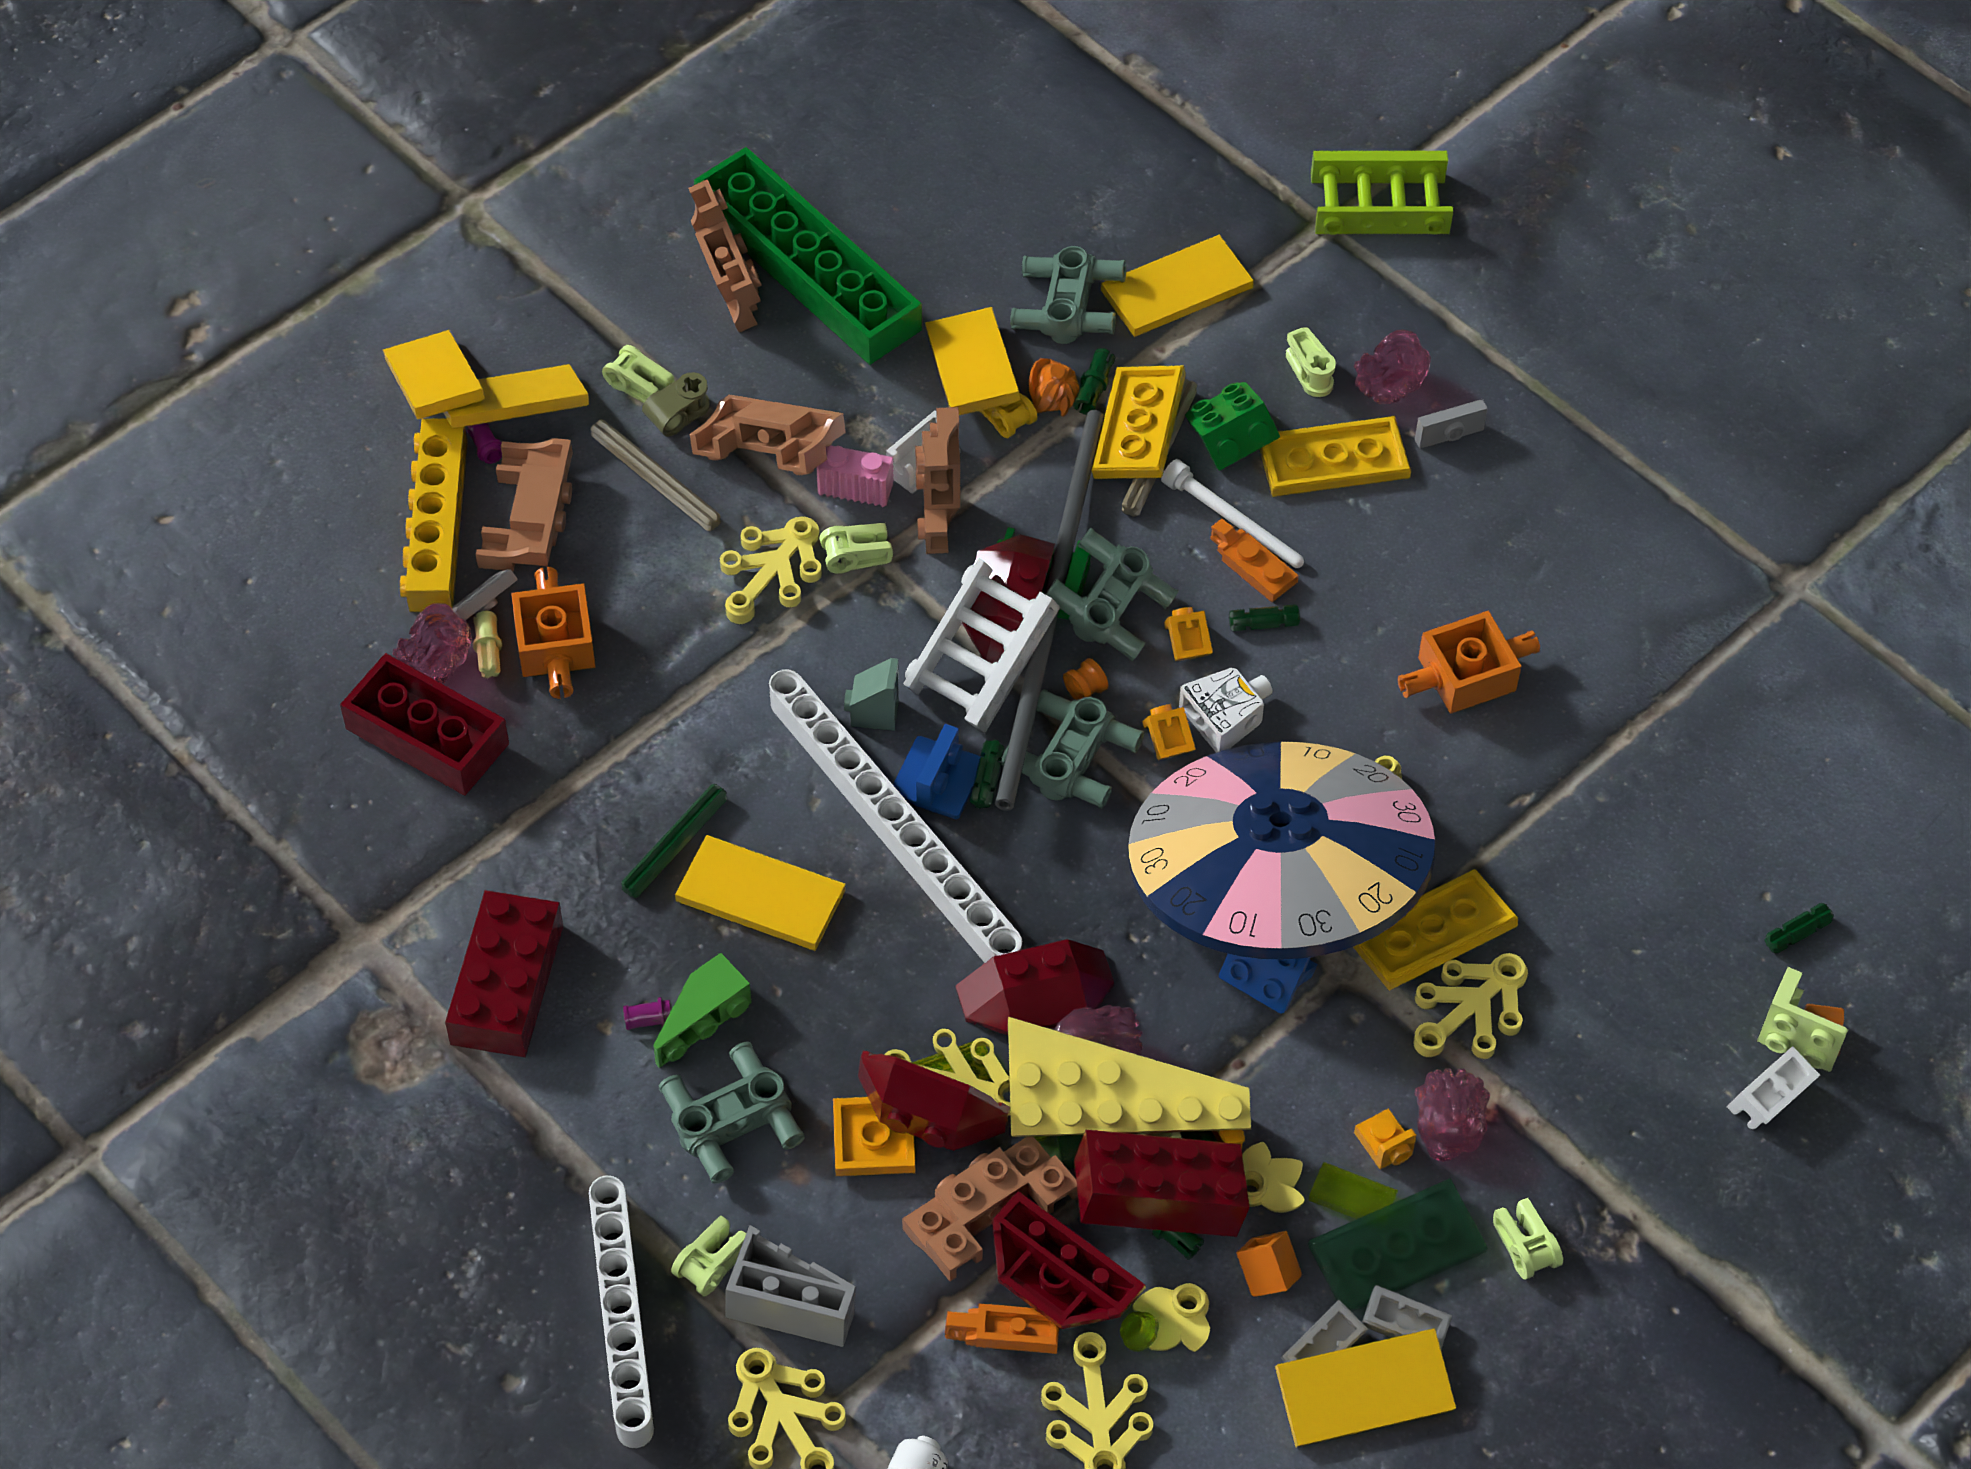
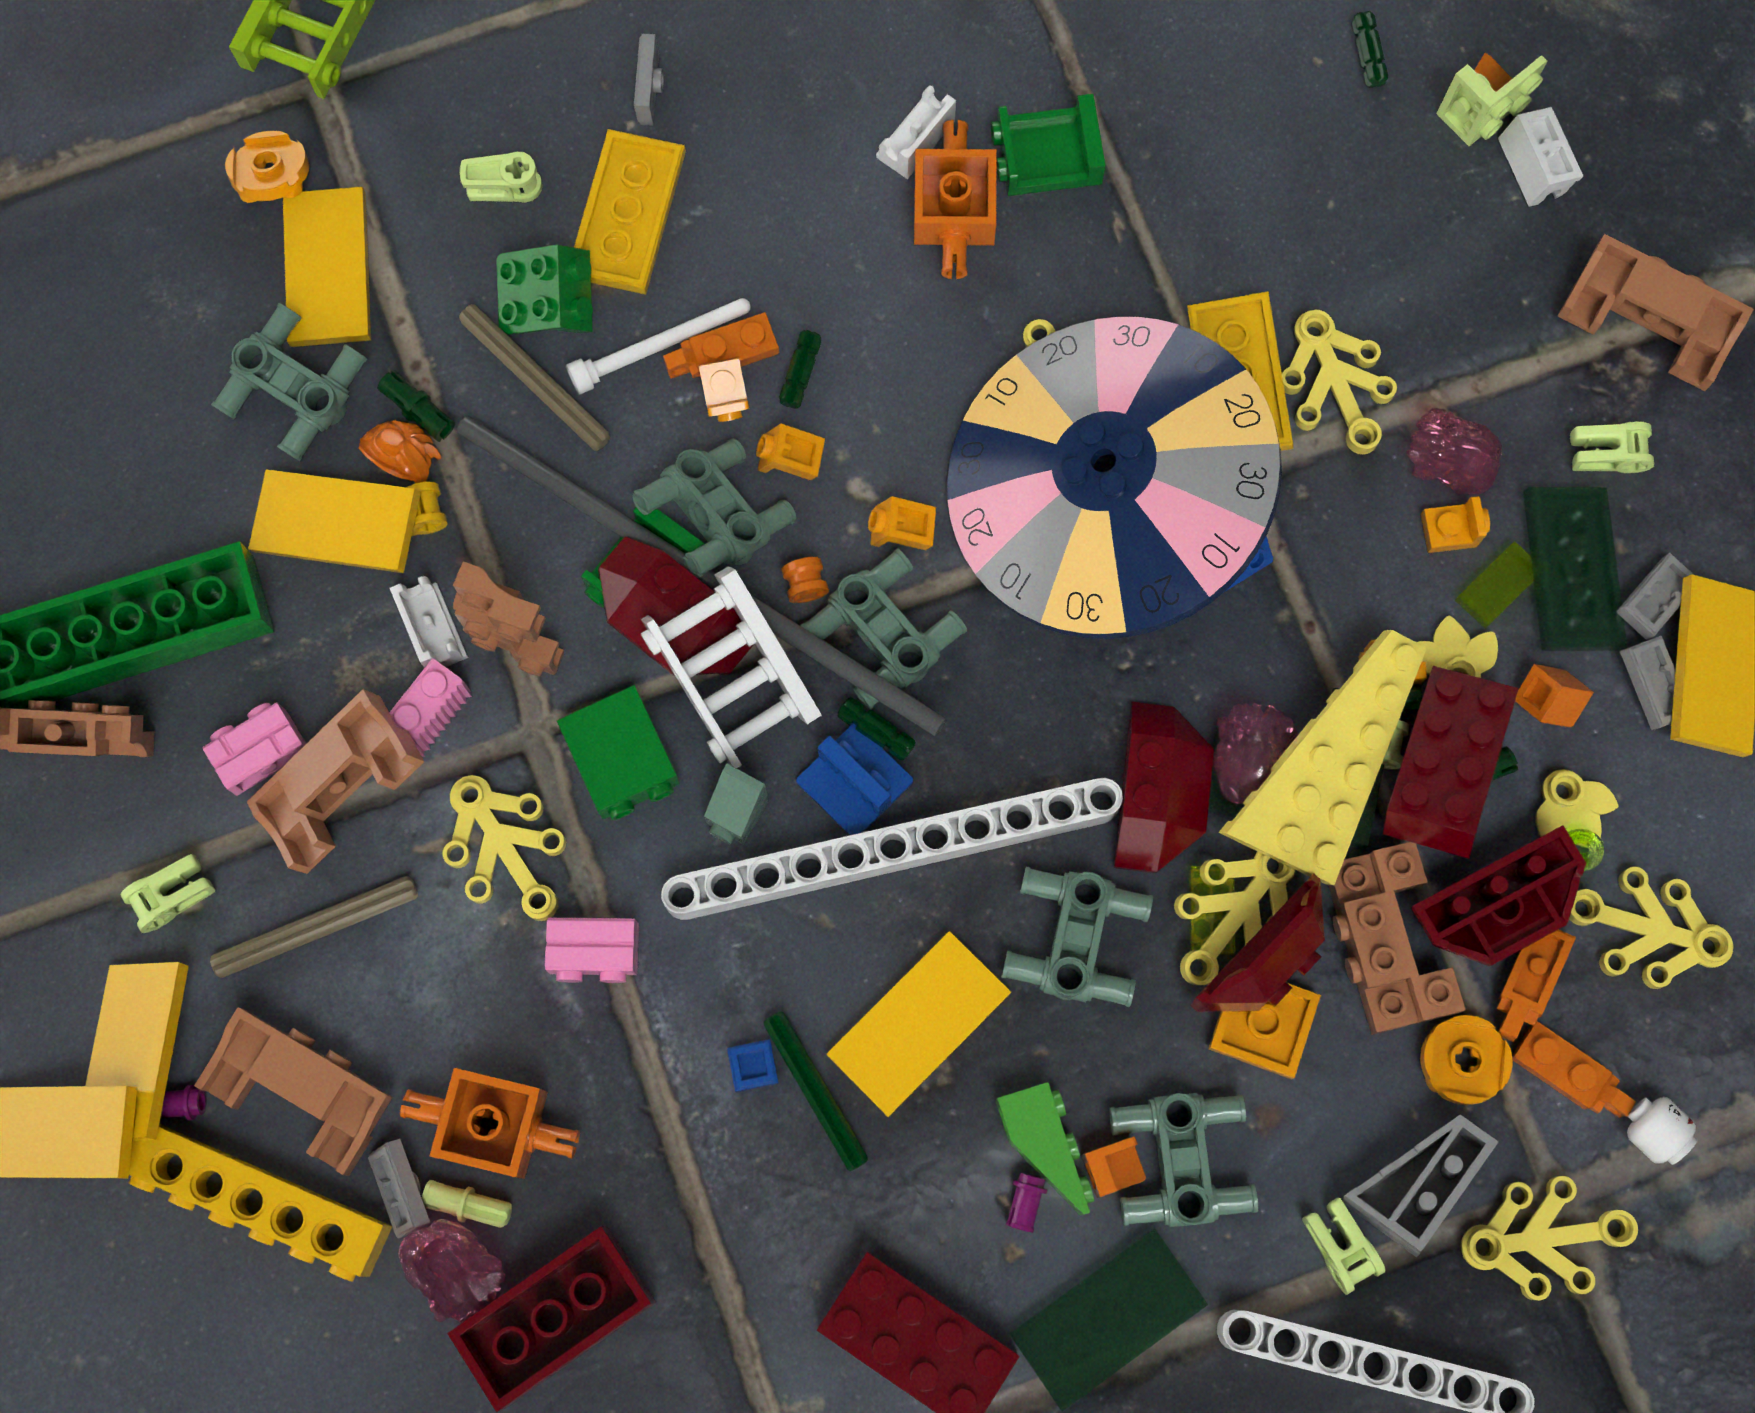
camera: 65 degrees left, 20 degrees up
(579, 1108) = (1108, 1319): none -> clear green tile
(675, 407) = (232, 872): olive piece -> none
(675, 793) = (752, 1065): none -> blue tile
(703, 1064) = (1114, 1167): none -> orange panel
(719, 649) = (592, 948): none -> bright pink brick
(769, 379) = (254, 747): none -> bright pink brick
(857, 547) = (522, 762): yellowish green piece -> none
(879, 608) = (619, 754): none -> green panel
(882, 973) = (1077, 936): none -> sand green piece
(899, 1319) = (1485, 1044): none -> light orange plate
(940, 1386) = (1571, 1072): none -> orange hinge
(1138, 422) = (496, 383): yellow tile -> none
(1216, 570) = (724, 389): none -> bracket
(1225, 706) = (899, 455): white torso -> none
(1233, 216) = (281, 180): none -> light orange plate
(1394, 369) = (556, 100): clear pink hair -> none
(1517, 622) = (918, 131): none -> white hinge
(1558, 719) = (1049, 148): none -> green panel
(1689, 1227) = (1661, 301): none -> nougat bracket

